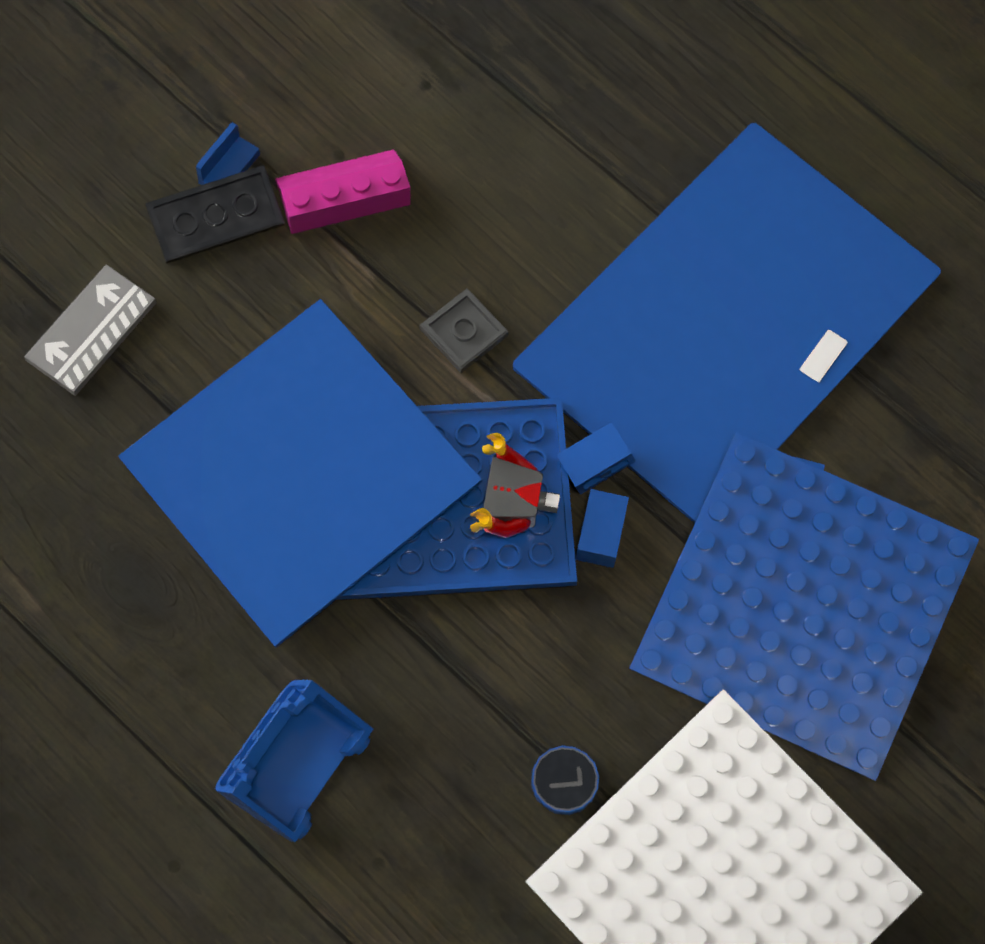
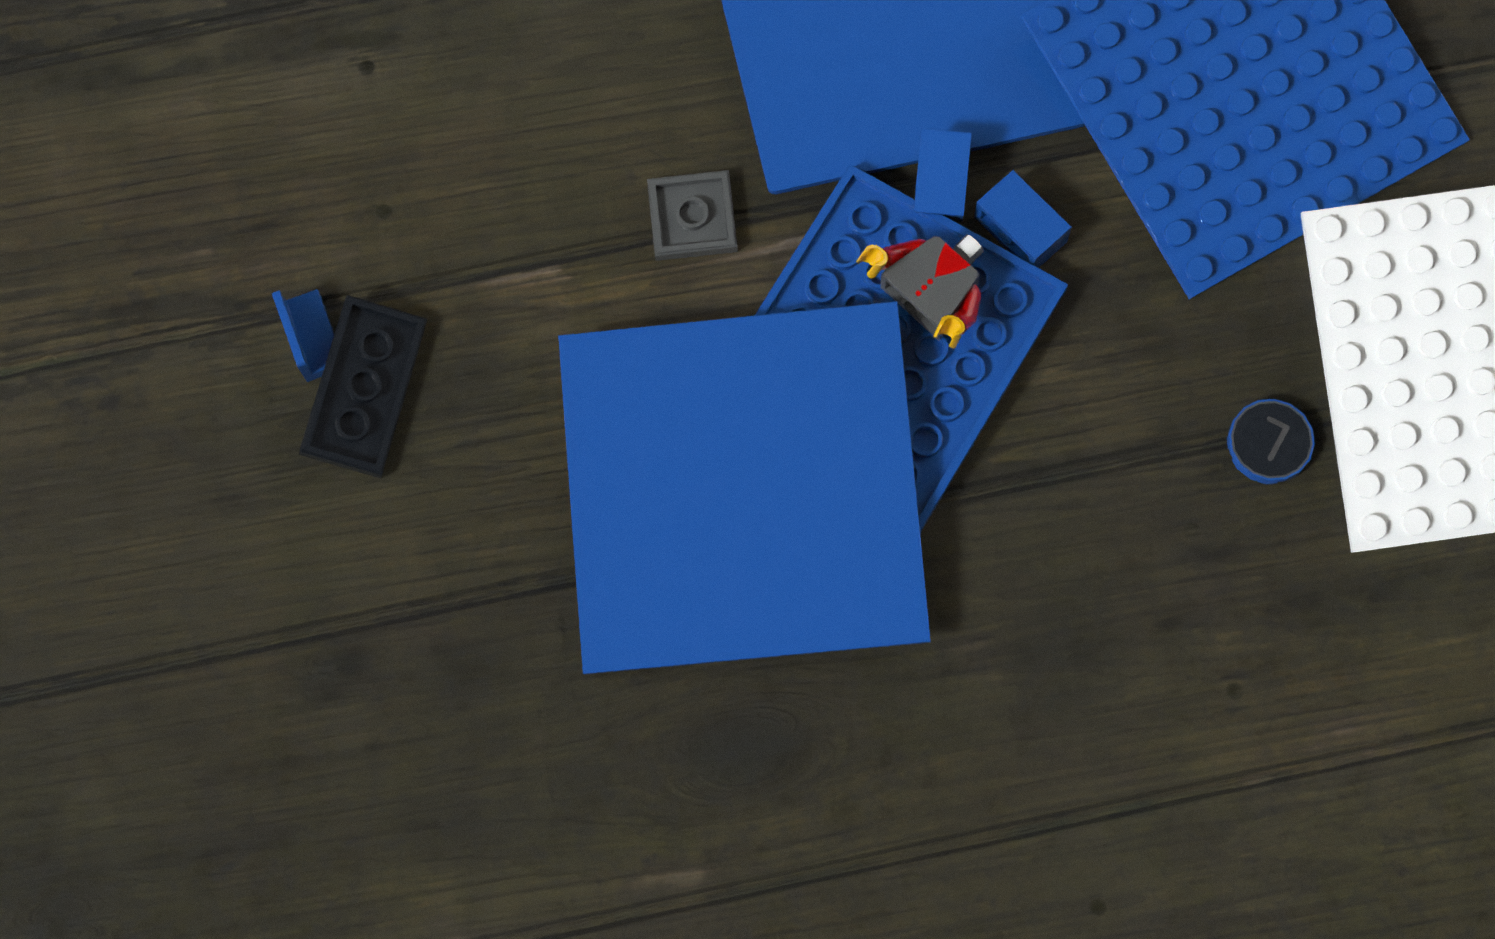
camera: 45 degrees left, 5 degrees up
(90, 330) = (405, 610): light grey tile -> none
(292, 757) = (1062, 705): blue windscreen -> none
(344, 191) = (434, 231): dark pink slope -> none

